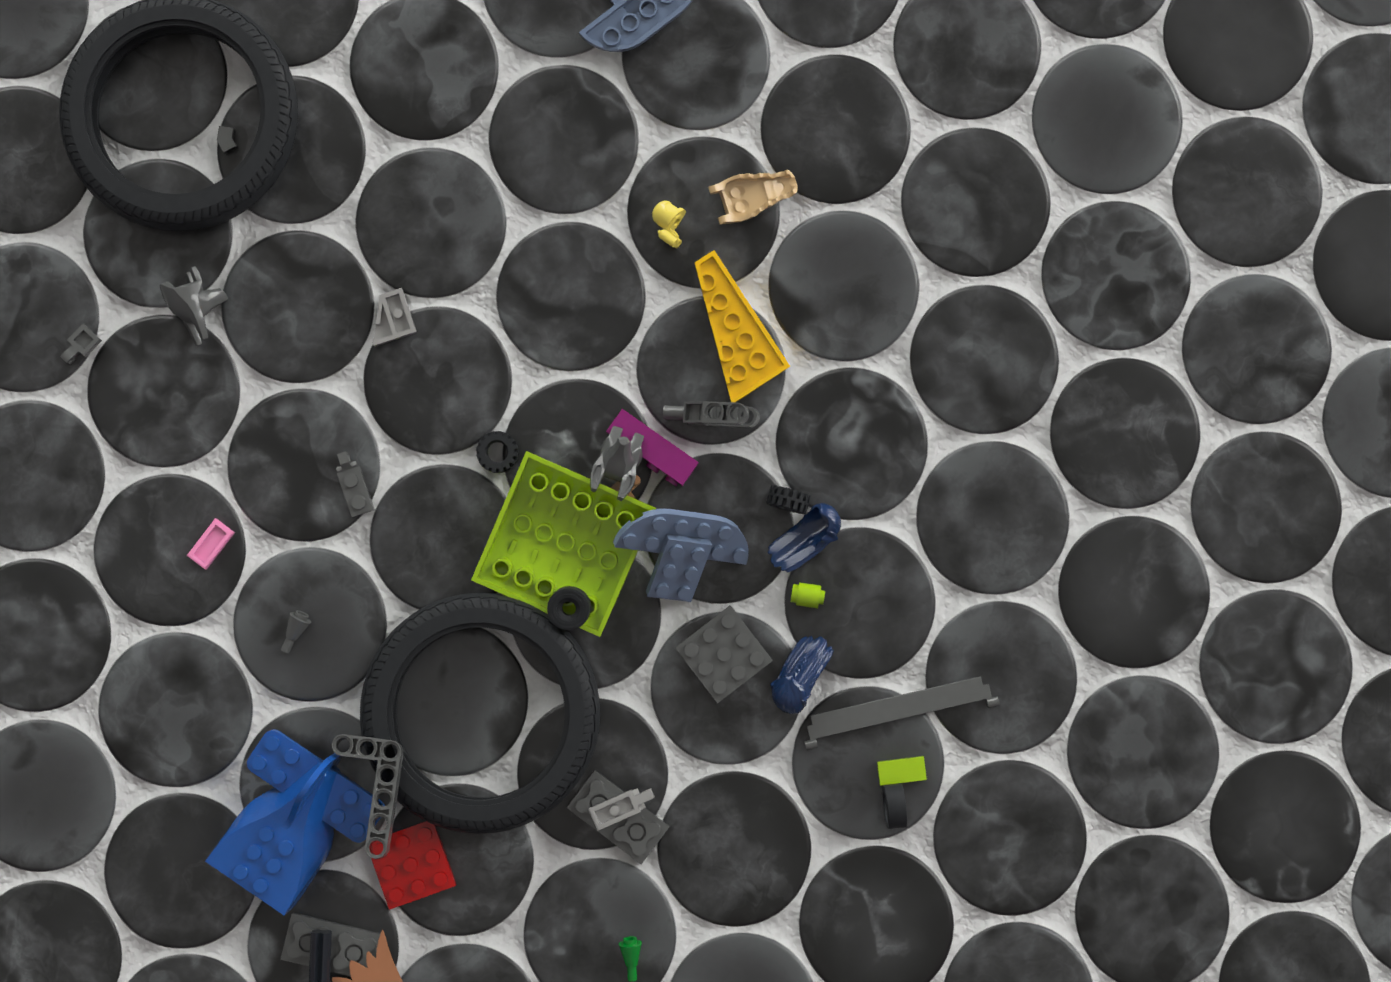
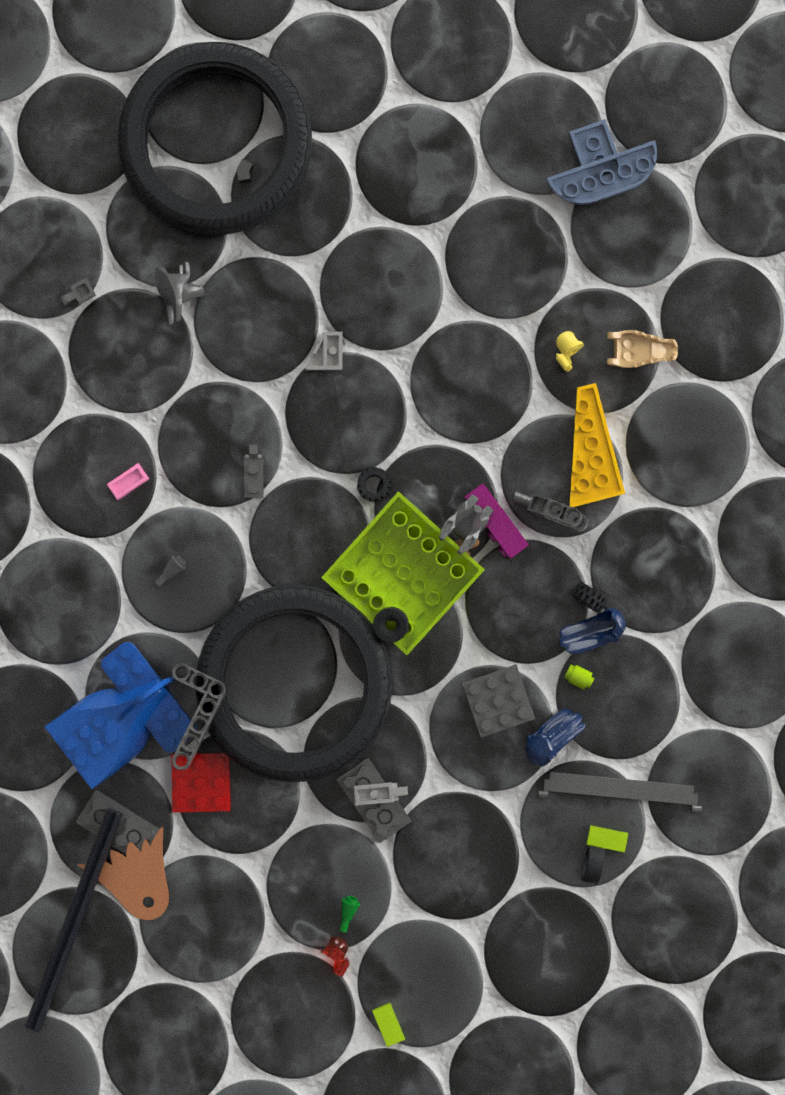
camera: 30 degrees right, 0 degrees up
(684, 546) = (496, 606): sand blue plate -> none

